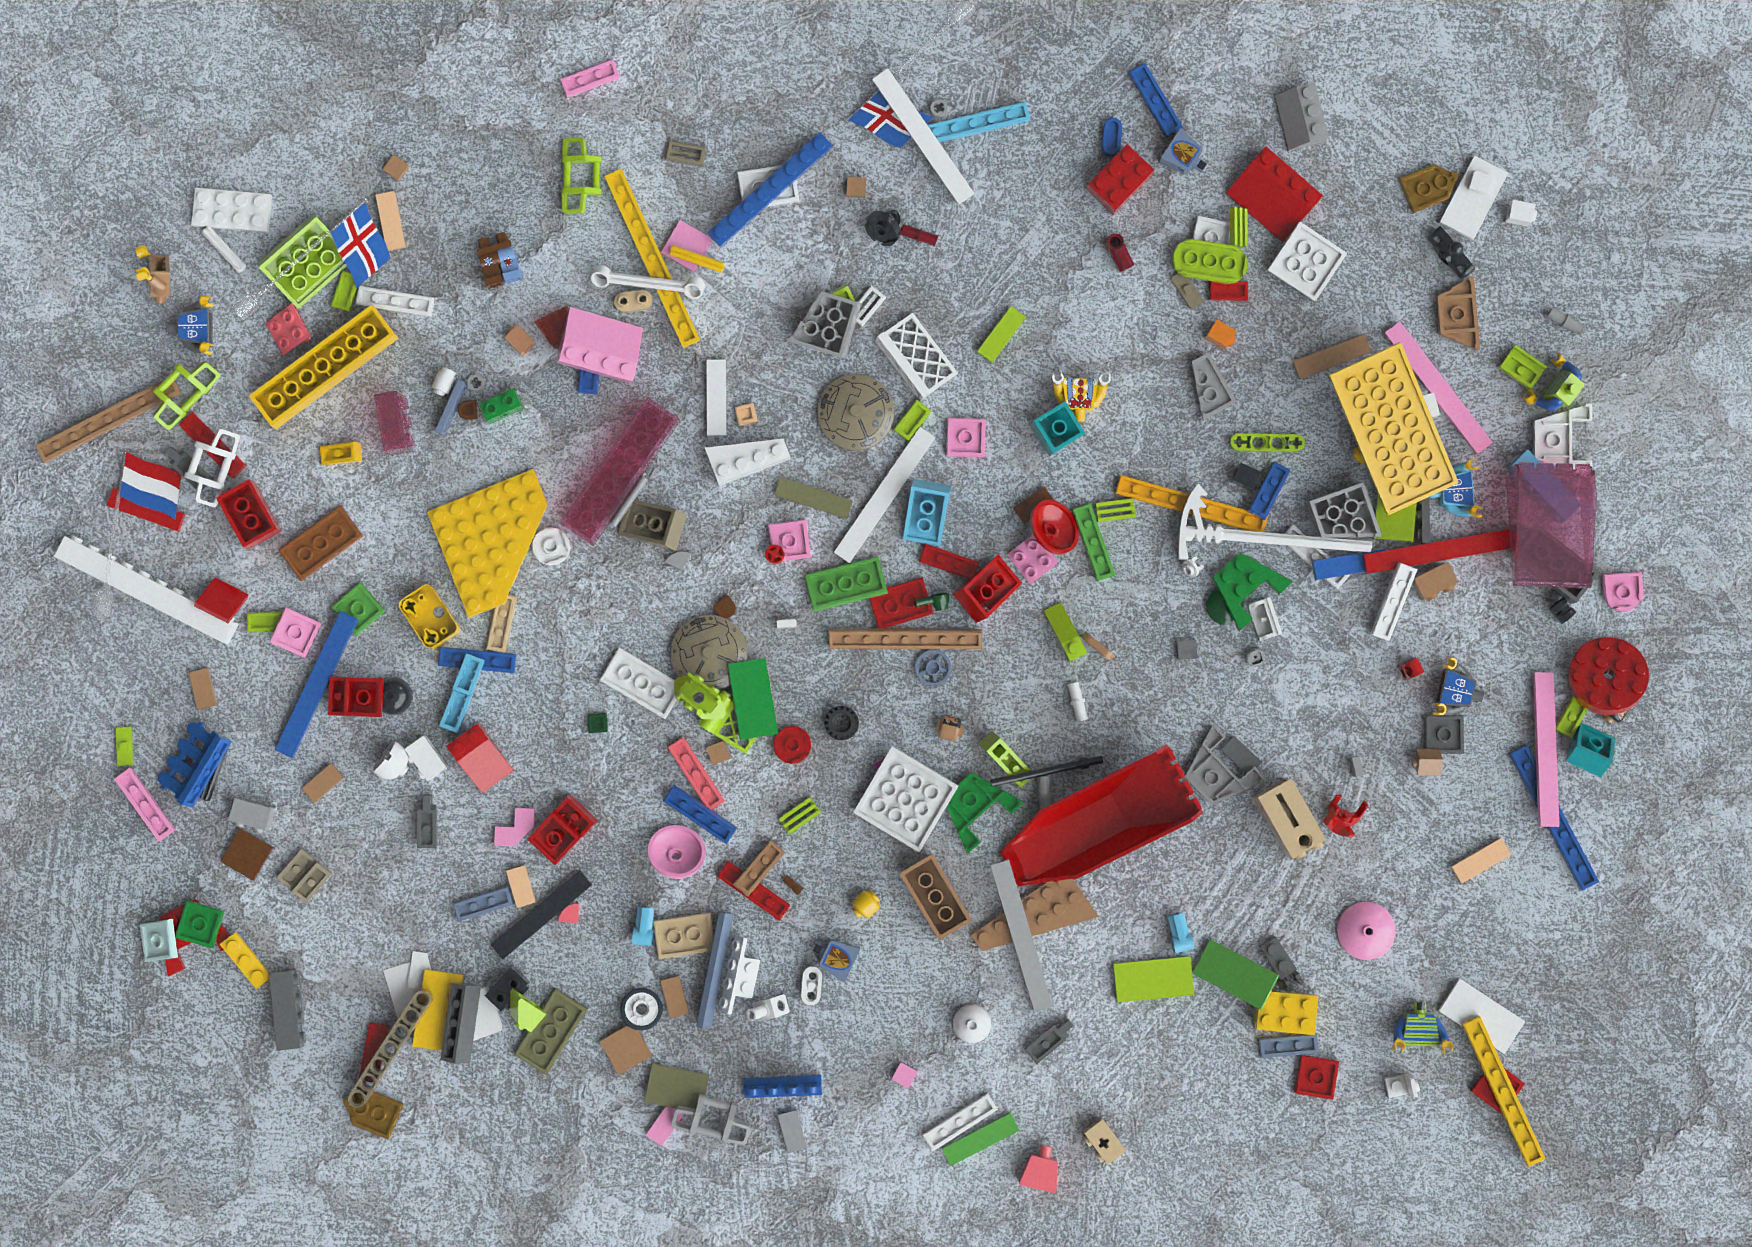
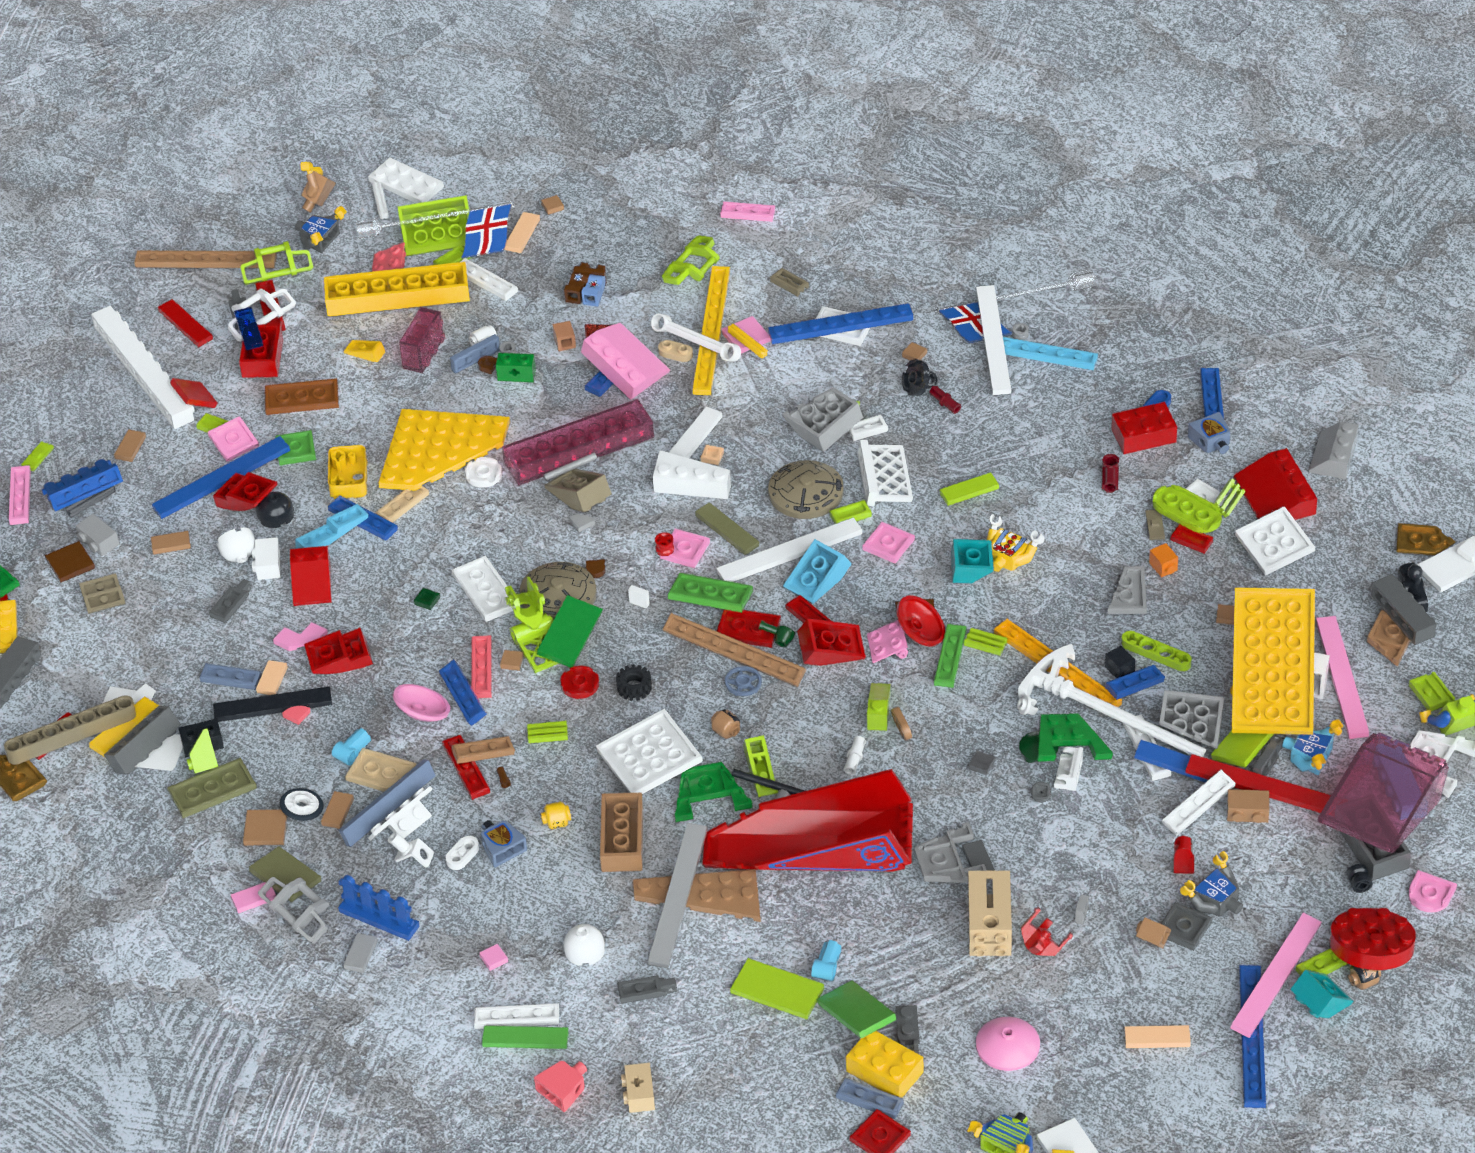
camera: 30 degrees right, 40 degrees down
(148, 487) = (195, 305): flag -> none
(224, 503) = (248, 328): none -> clear blue tile
(1461, 291) = (1403, 609): none -> dark grey brick

